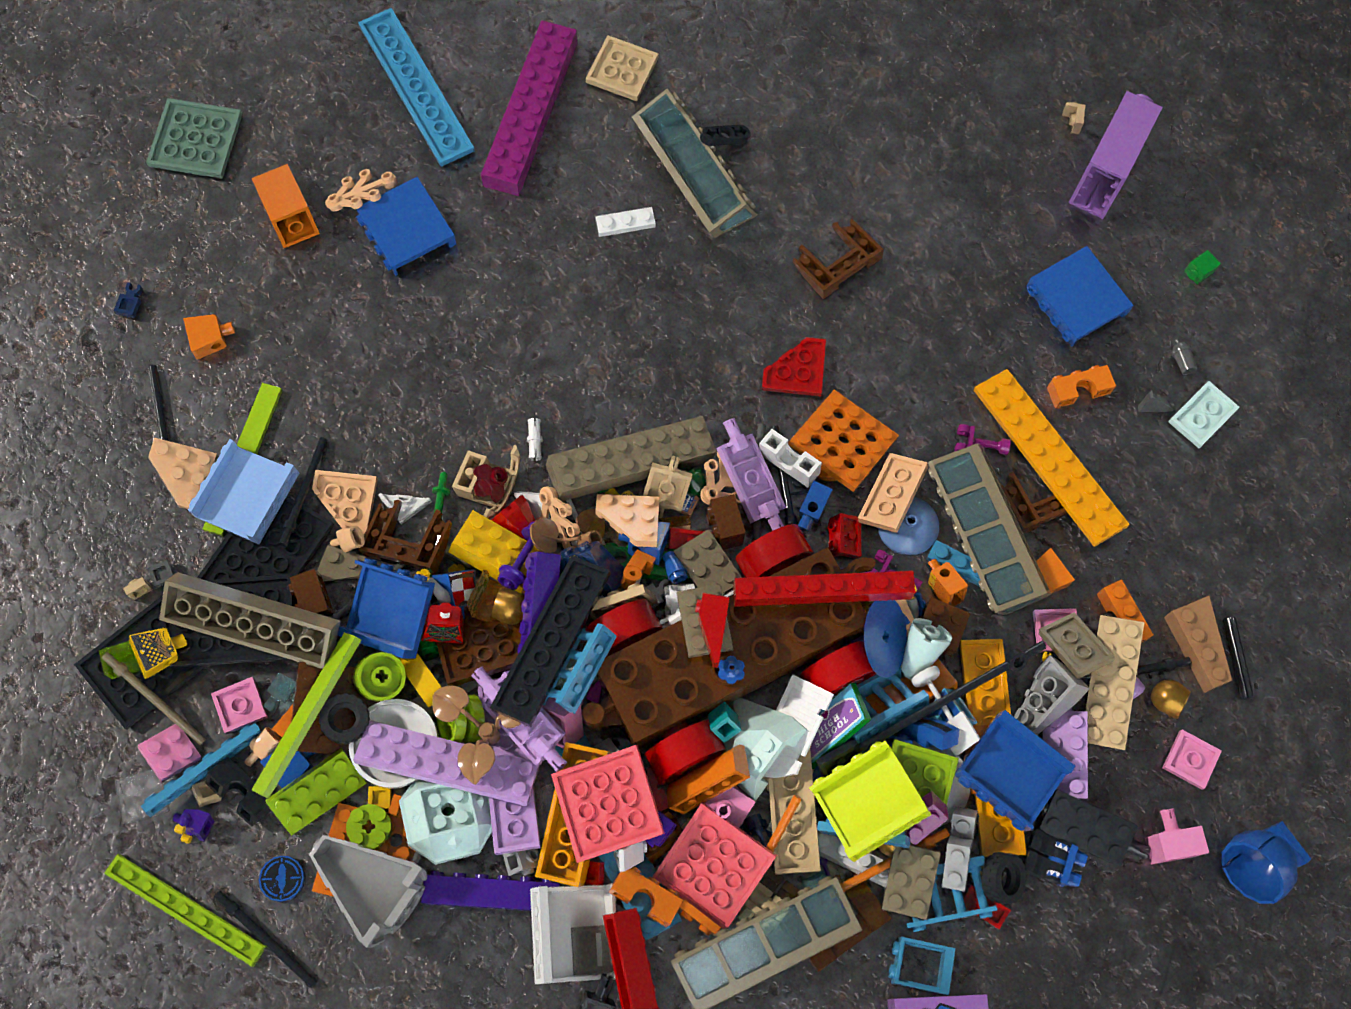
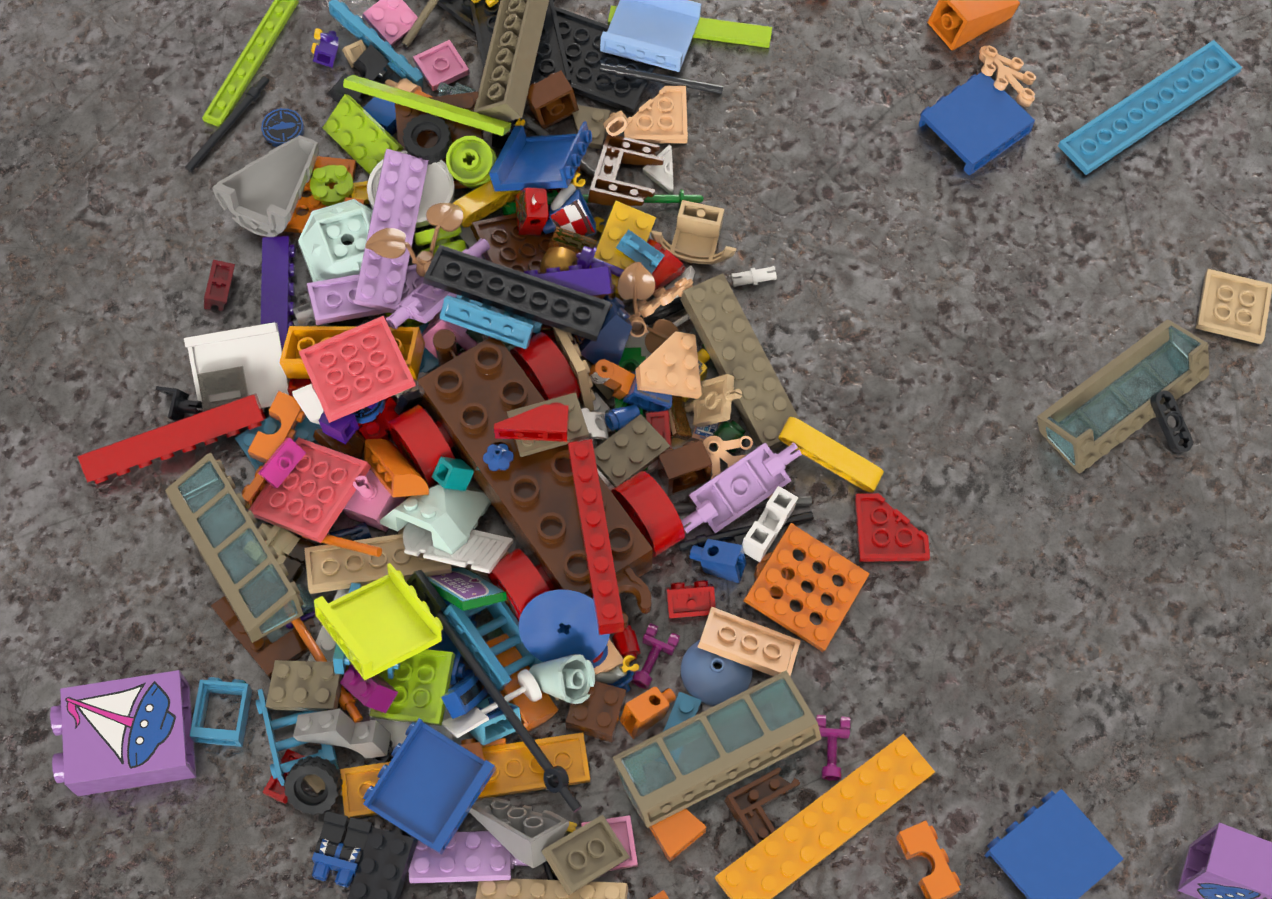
camera: 85 degrees right, 5 degrees down
(466, 953) = (218, 284): none -> dark red hinge
(488, 483) = (691, 232): dark red plate -> none
(509, 527) = (640, 251): none -> dark azure hinge
(529, 108) = (1155, 218): magenta brick -> none
(625, 221) = (1035, 334): white plate -> none
(685, 891) = (282, 462): none -> dark pink plate
(728, 399) = (831, 454): none -> yellow beam
(863, 253) = (1053, 594): reddish brown wedge -> none

